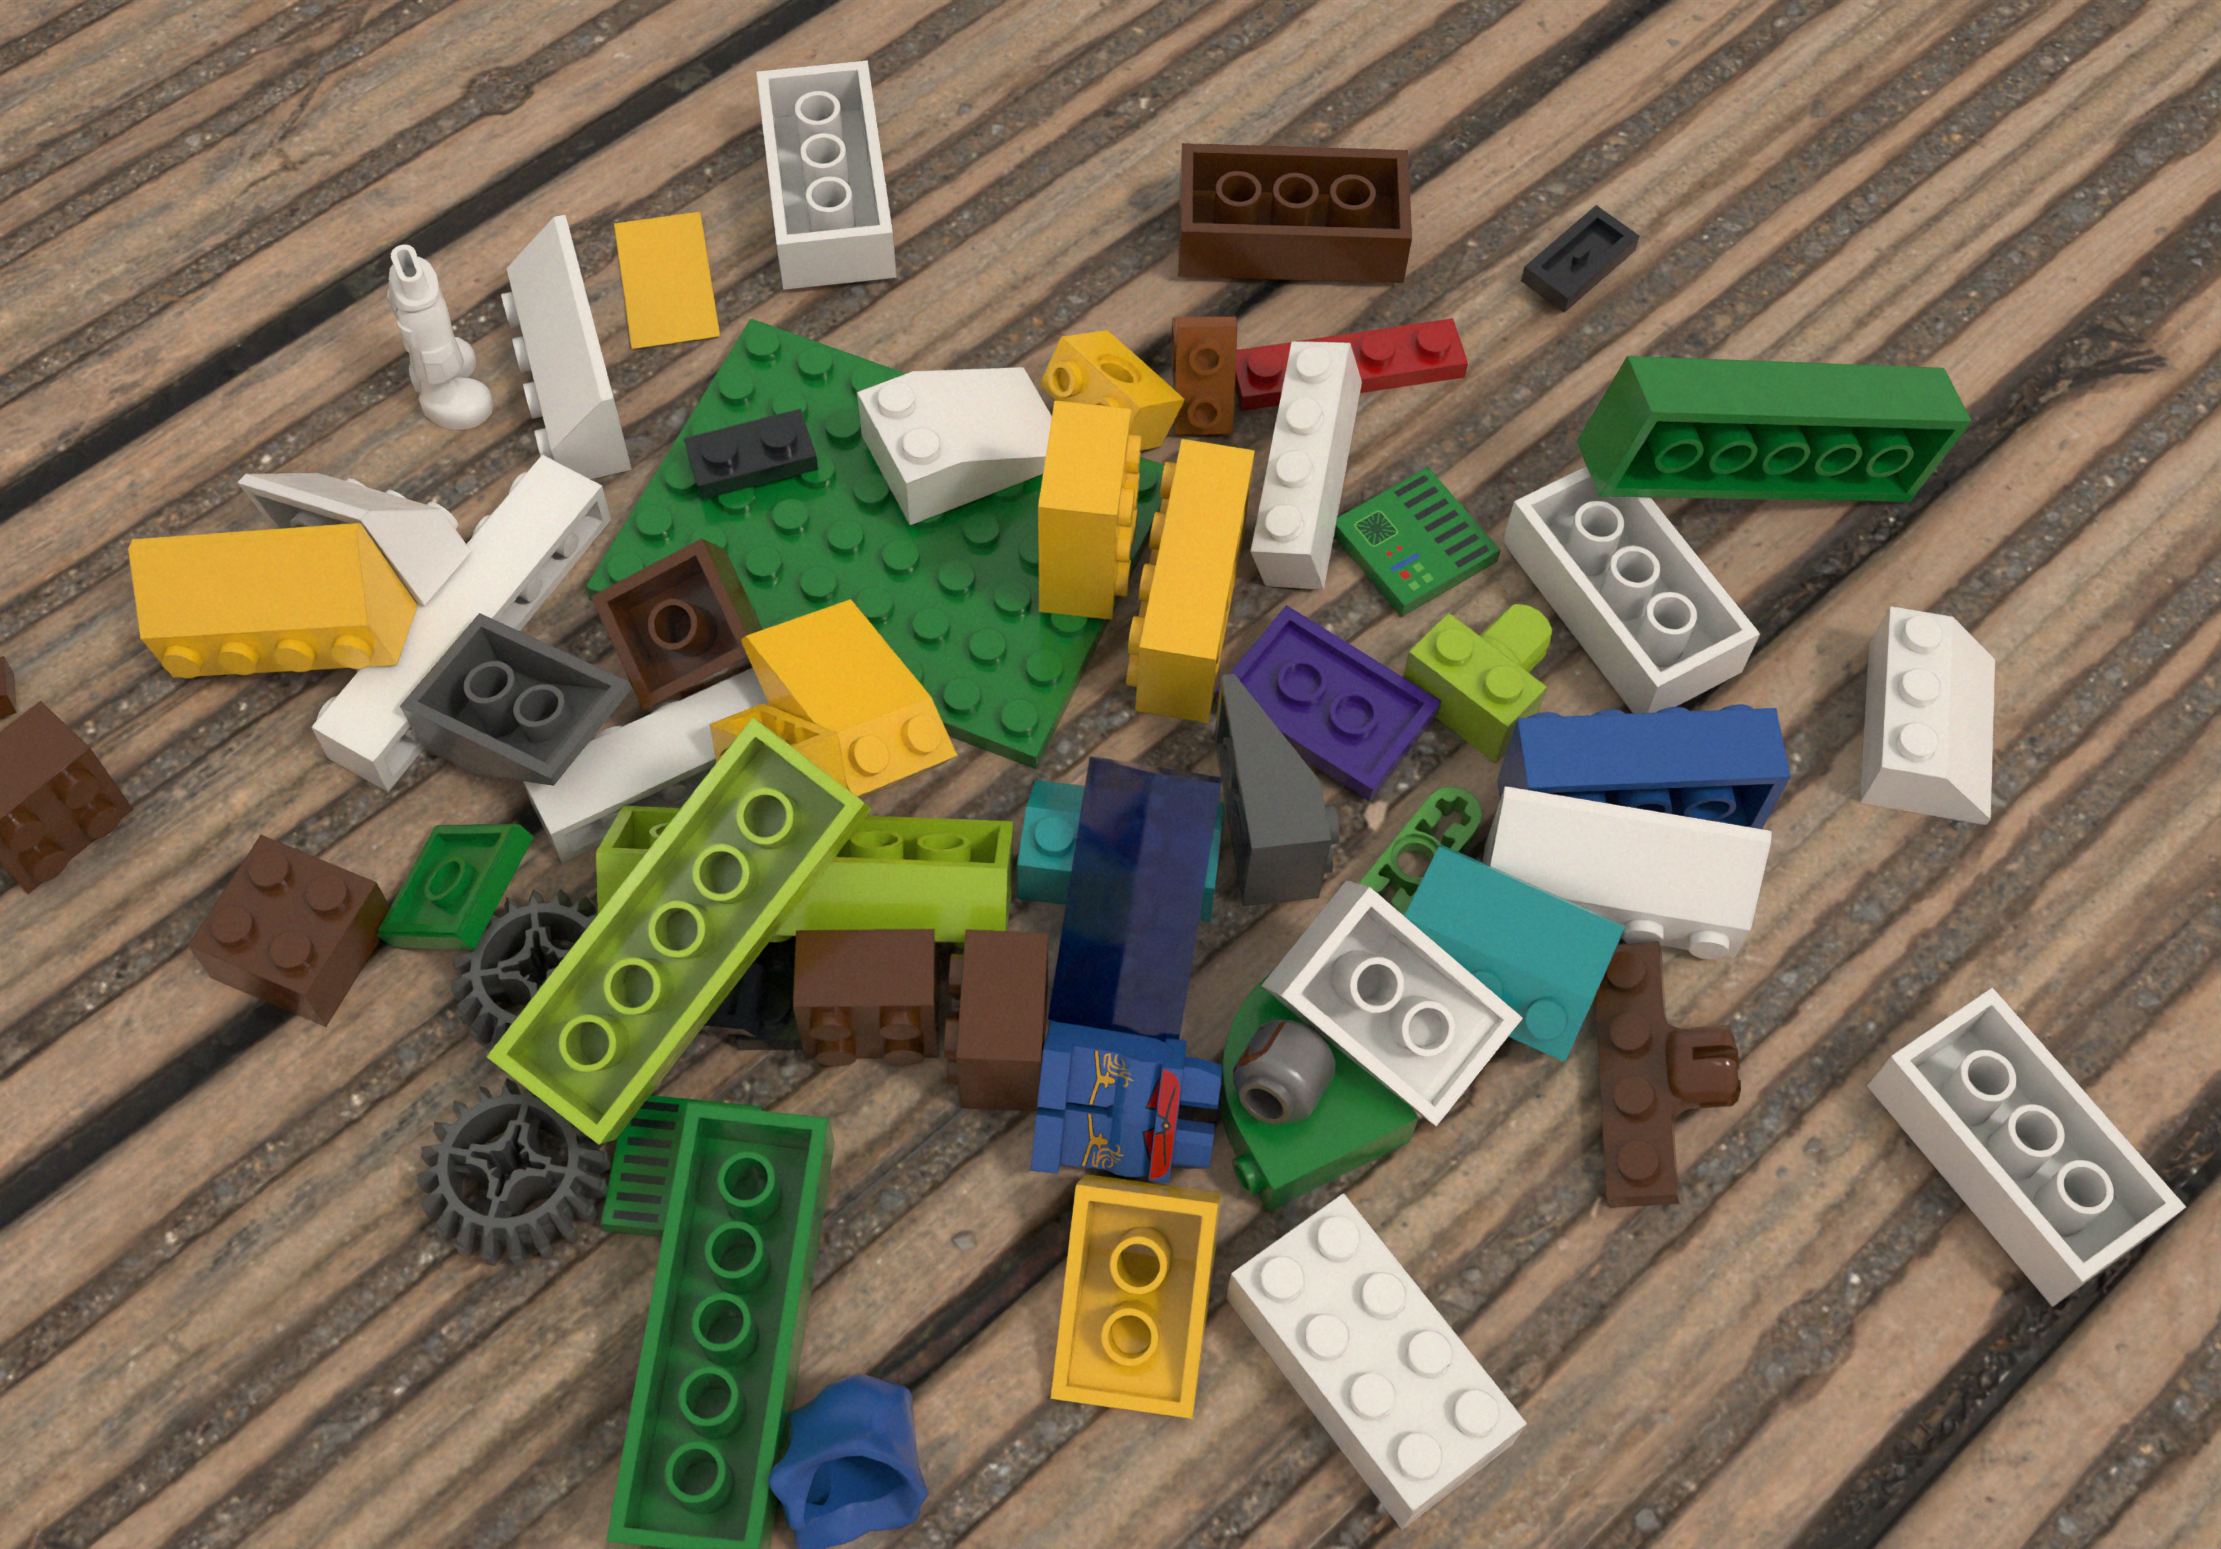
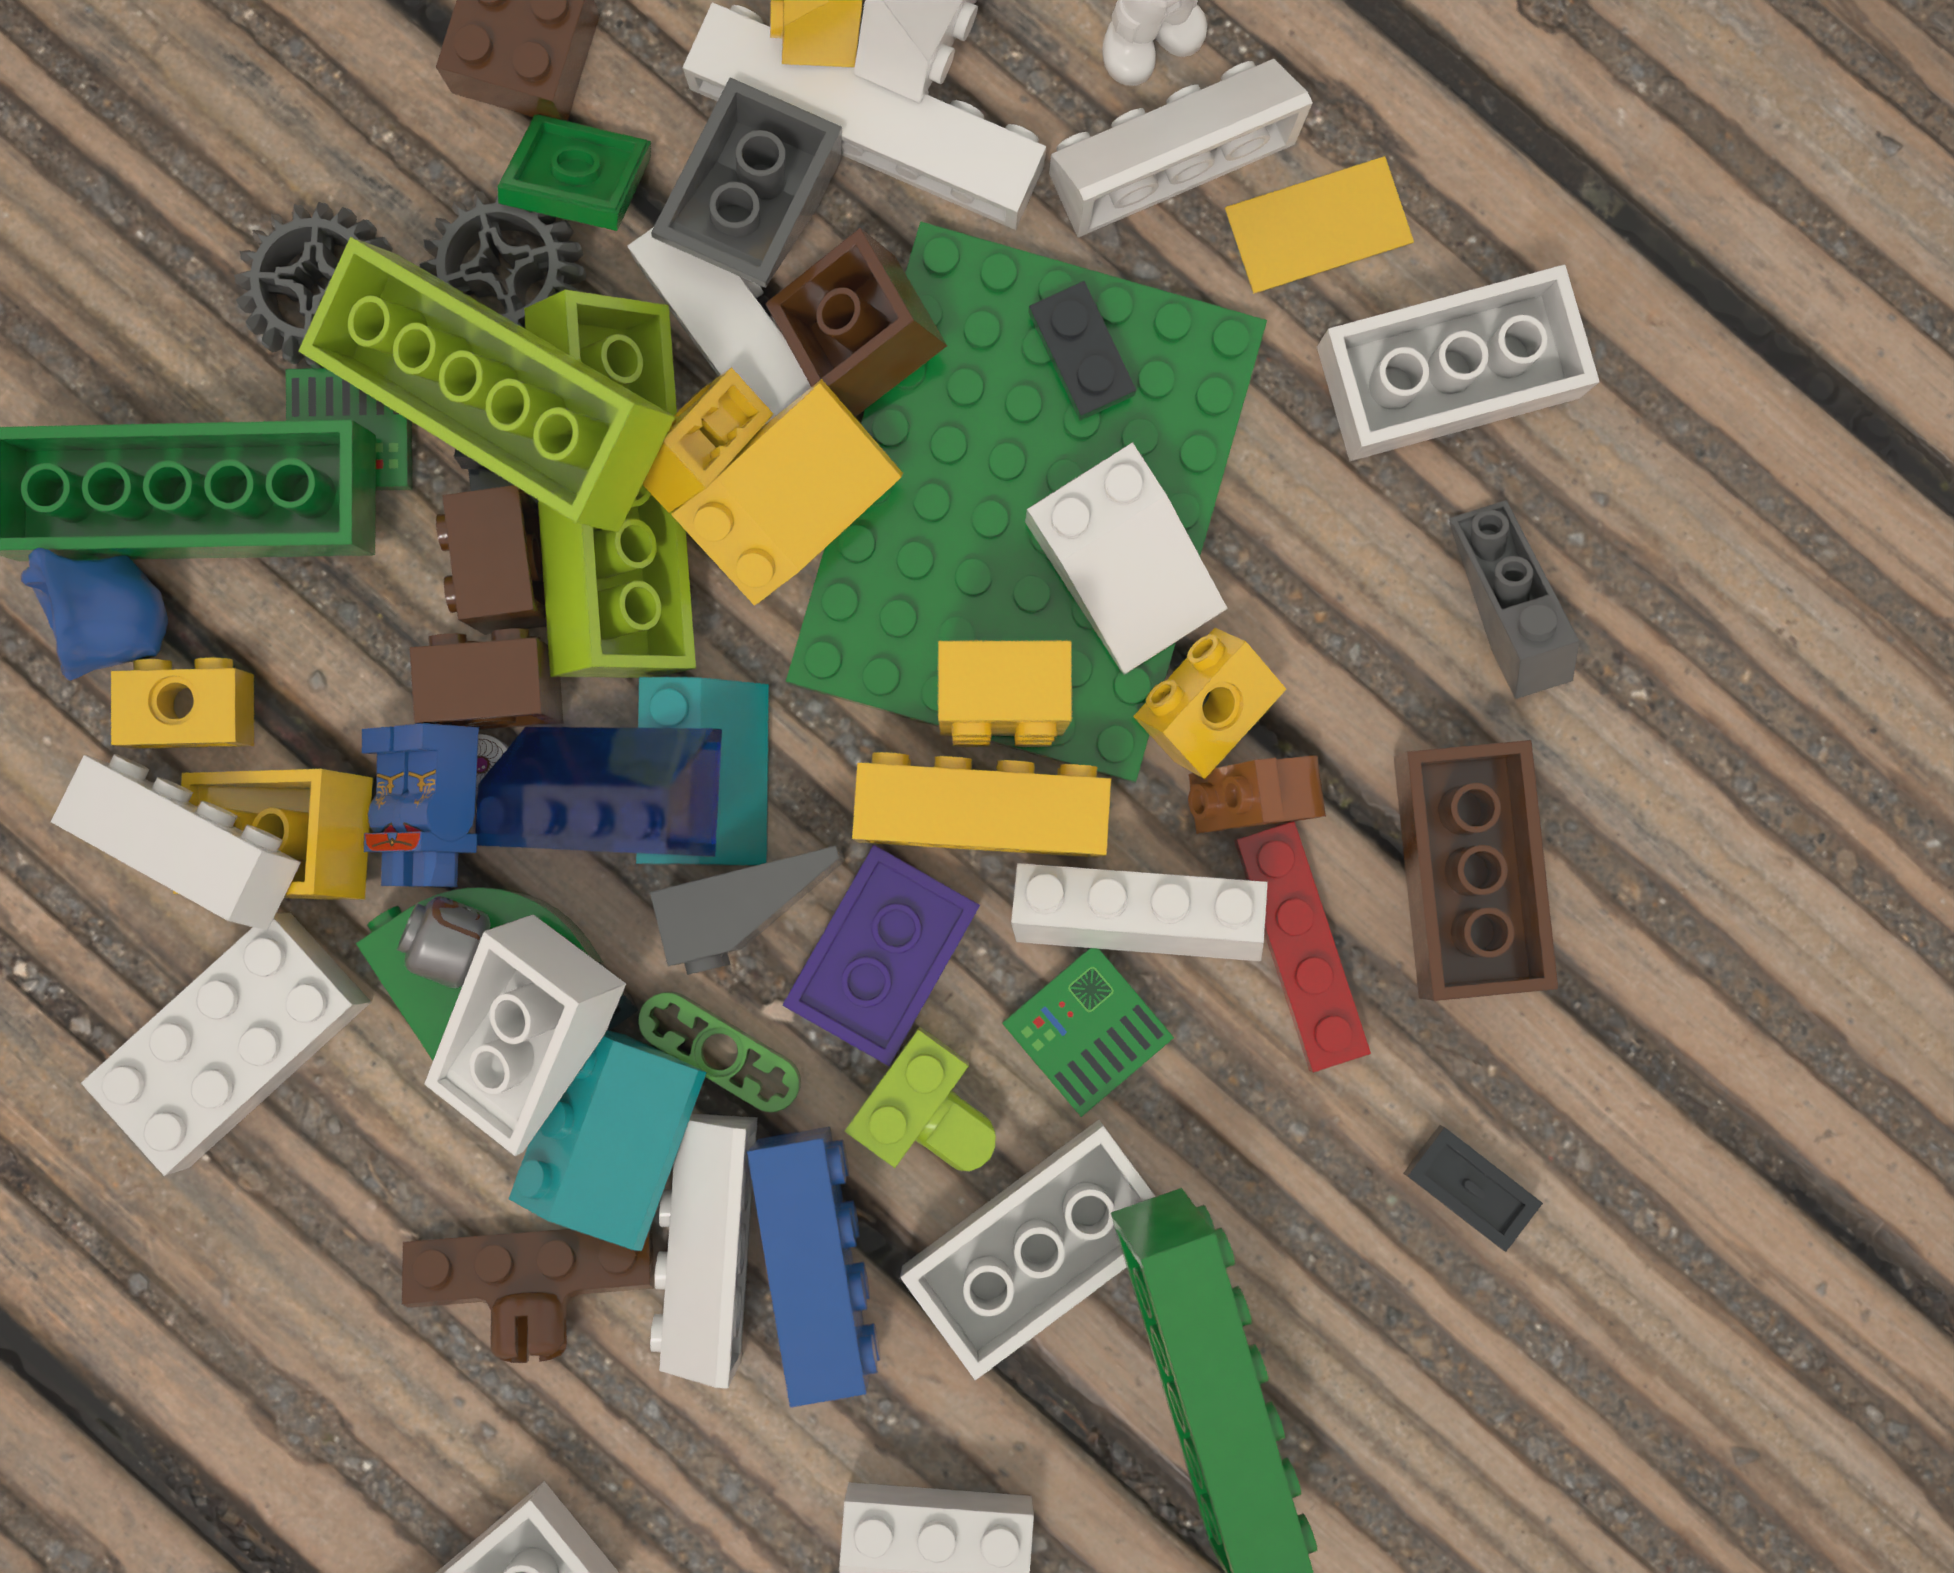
camera: 80 degrees right, 25 degrees up
(980, 1419) = (145, 705): none -> yellow brick
(1051, 165) = (1515, 601): none -> dark grey slope
(1134, 1372) = (176, 842): none -> white brick

